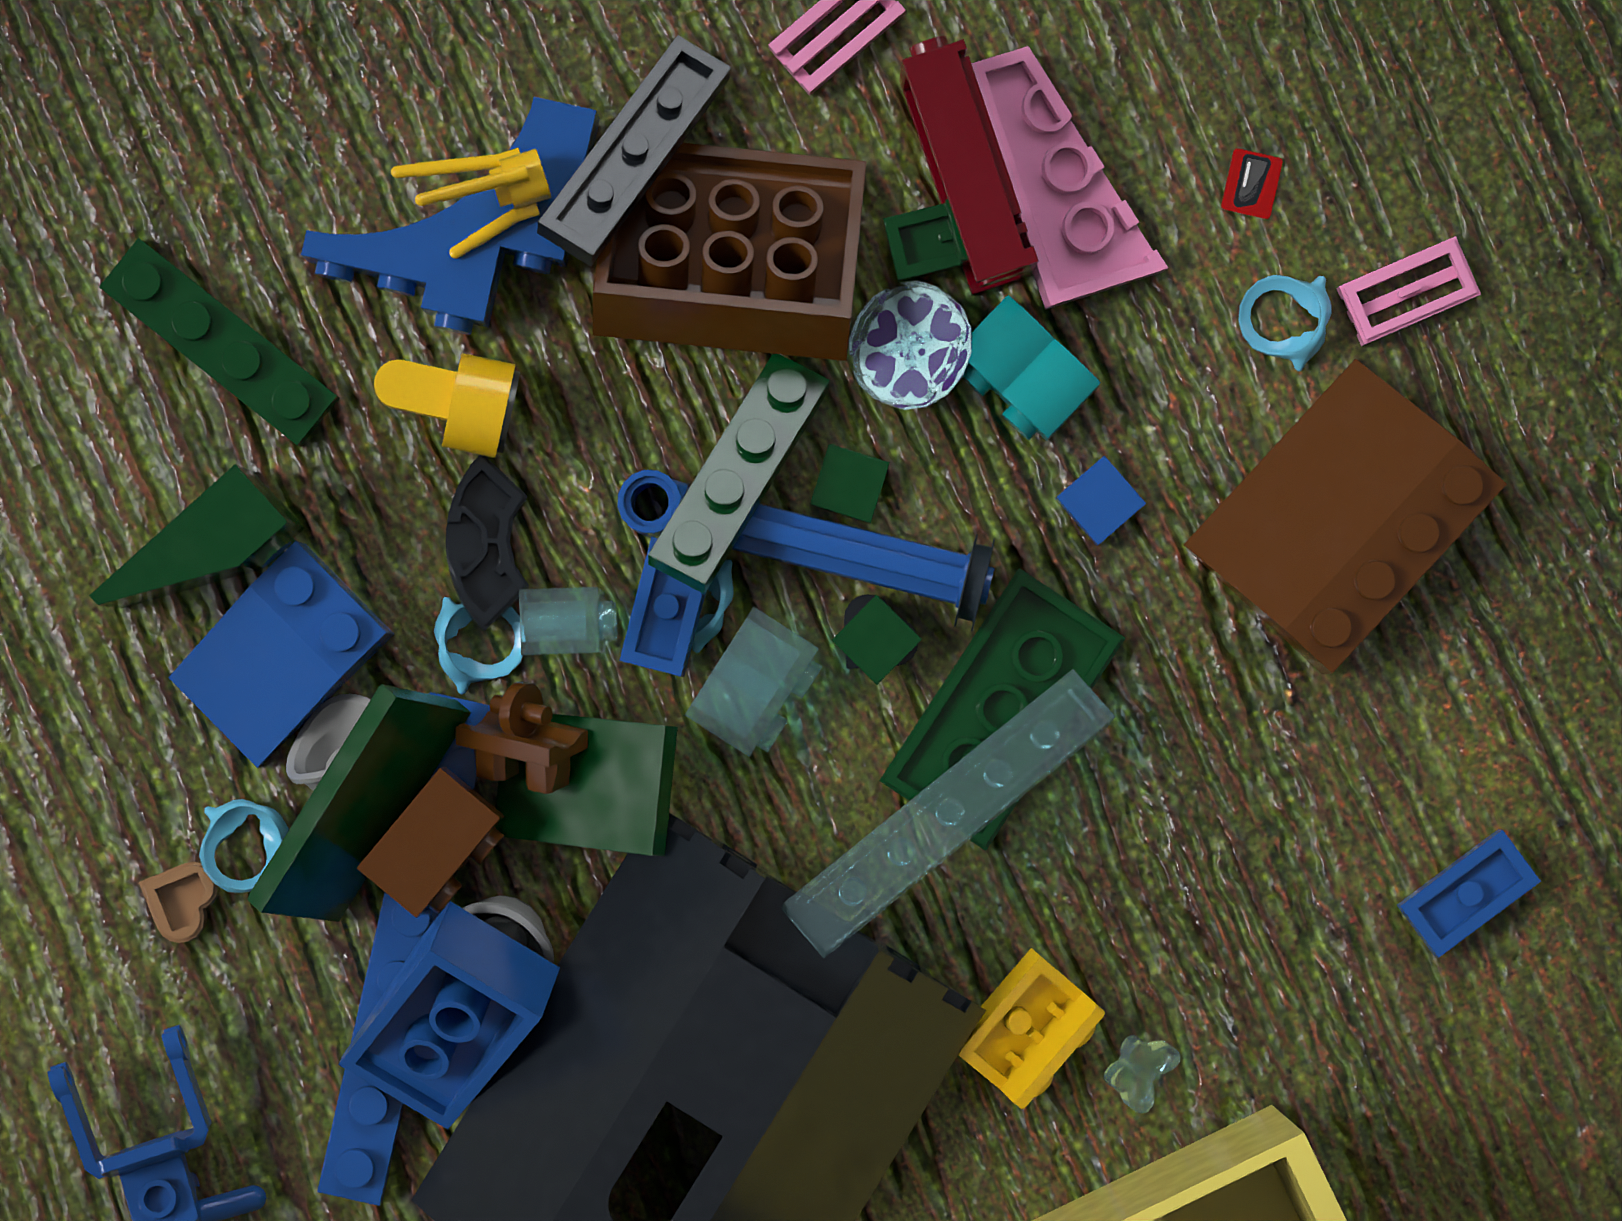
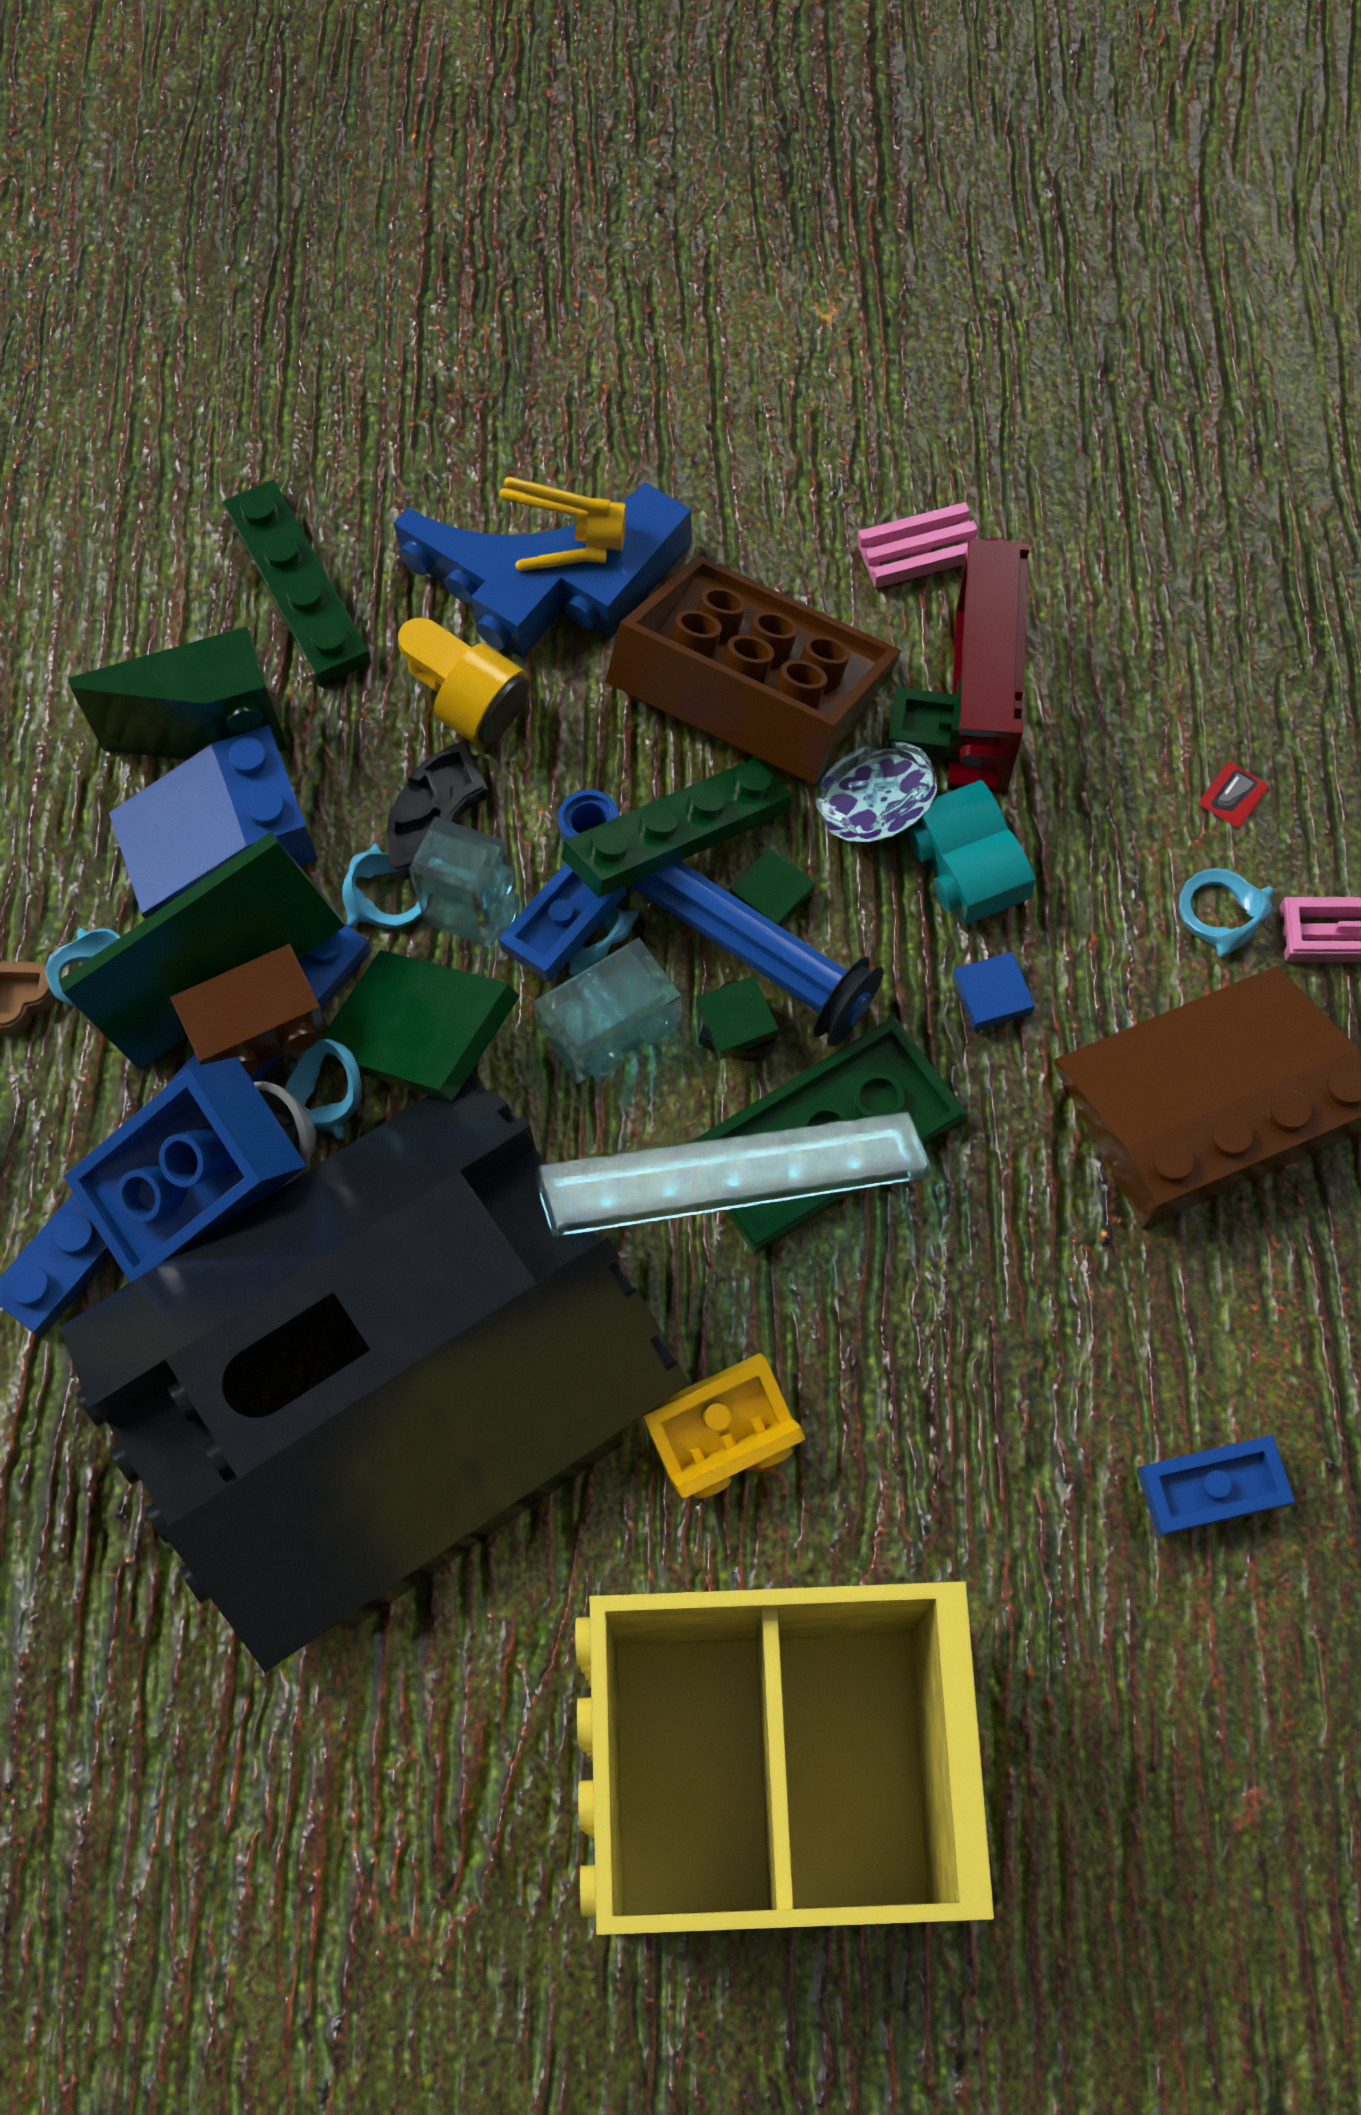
camera: 25 degrees right, 20 degrees down
(523, 730) = (374, 966): reddish brown hips -> none
(535, 892) = (303, 1079): none -> medium azure piece
(633, 150) = (706, 550): plate -> none
(1071, 210) = (1064, 753): bright pink wing -> none
(1137, 1070) = (814, 1519): clear light blue piece -> none

